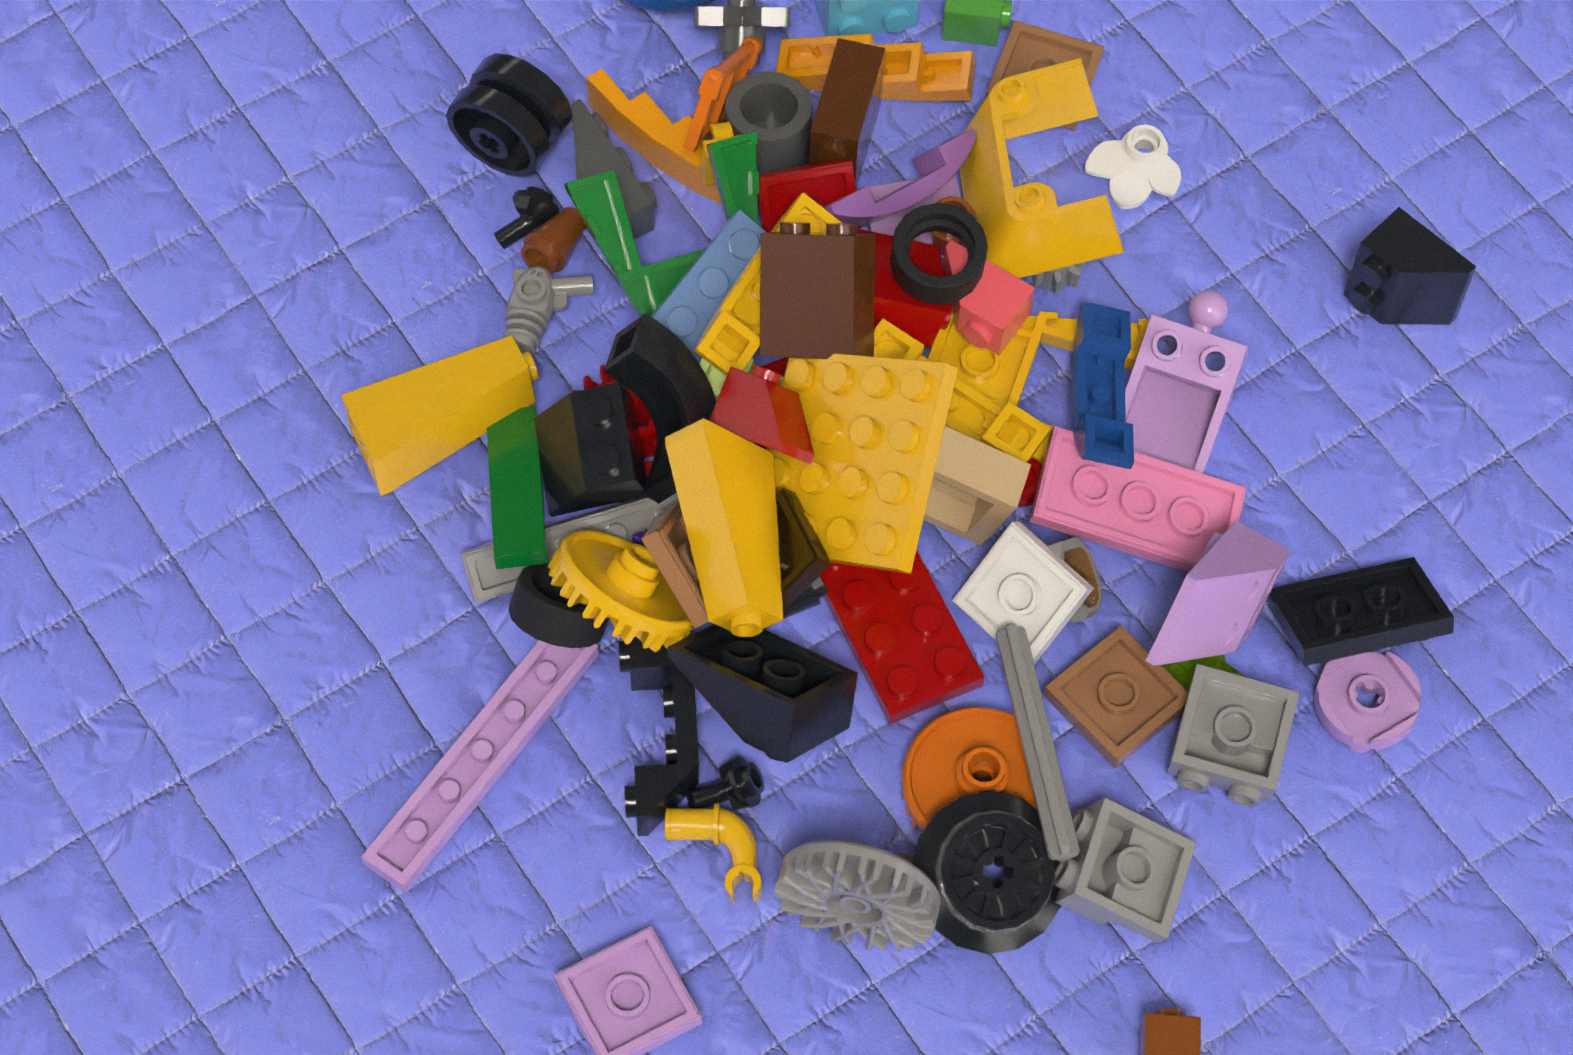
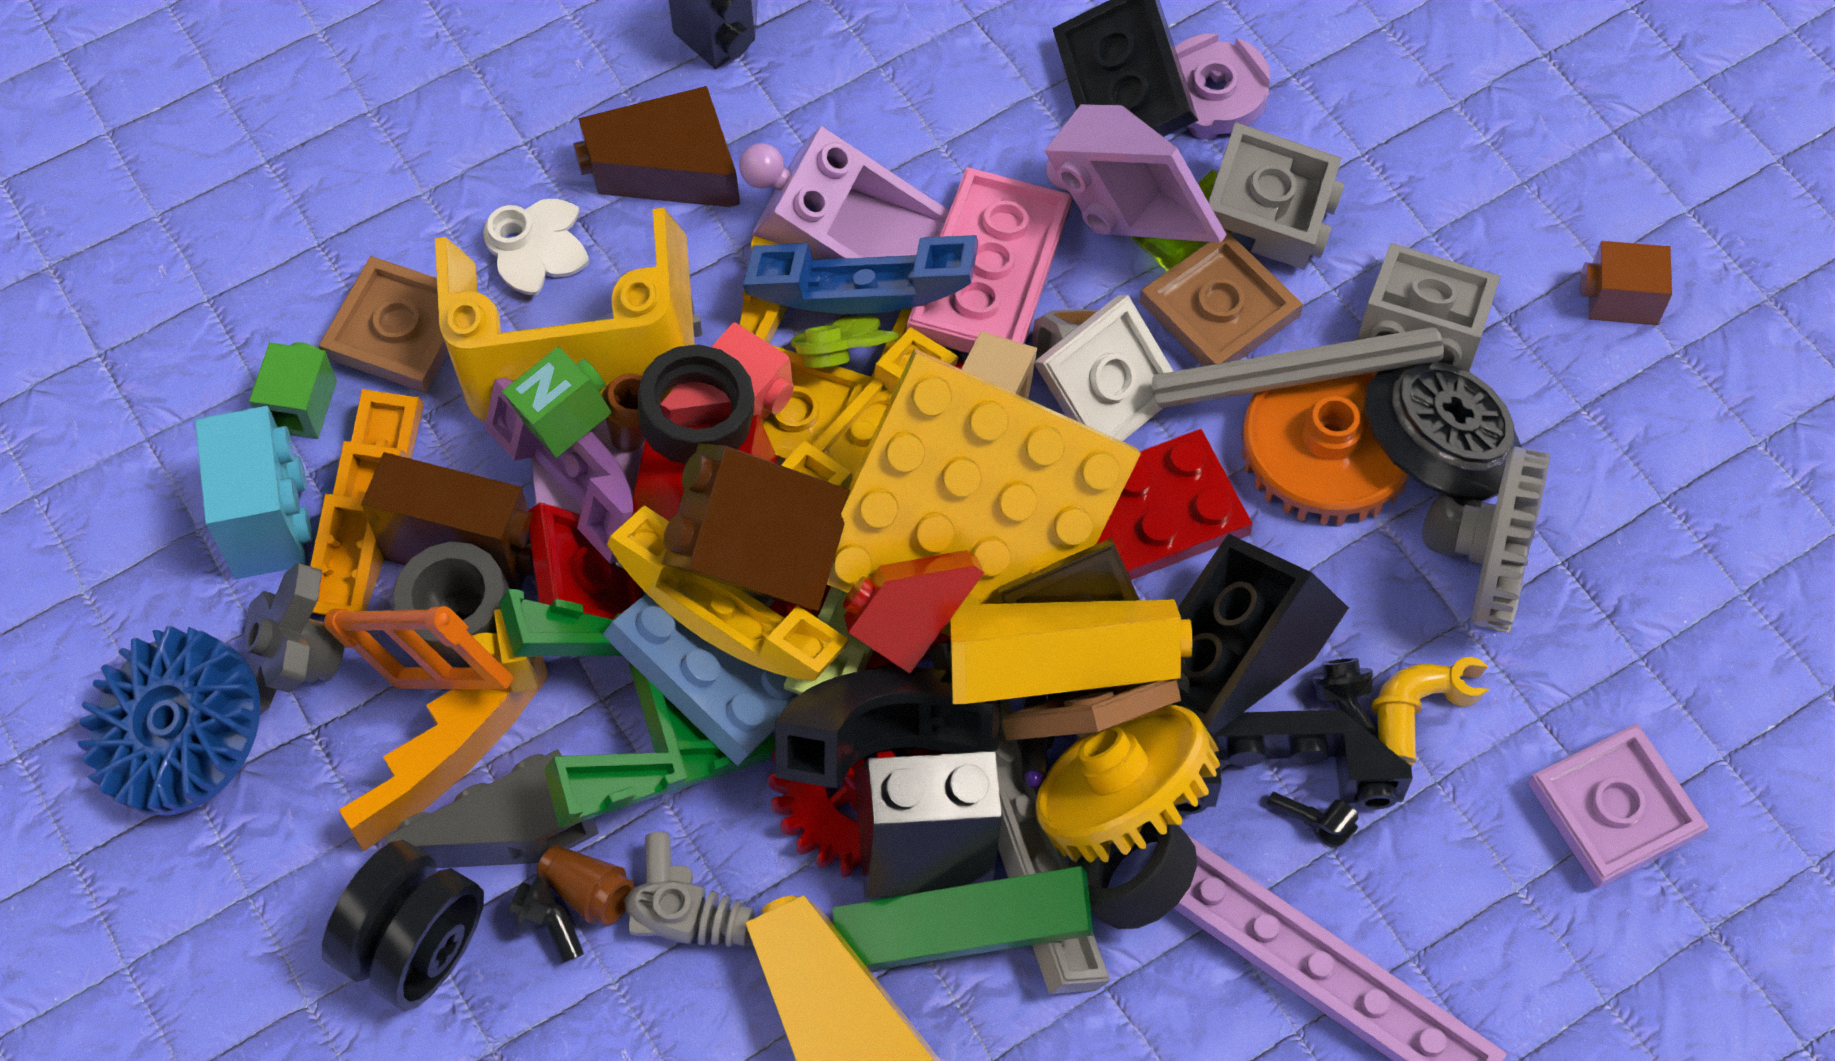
camera: 85 degrees left, 0 degrees up
(610, 773) = (1331, 826): none -> black hand
(937, 159) = (559, 400): none -> bright green brick
(1041, 380) = (831, 343): none -> lime plate
(1240, 246) = (660, 151): none -> reddish brown slope

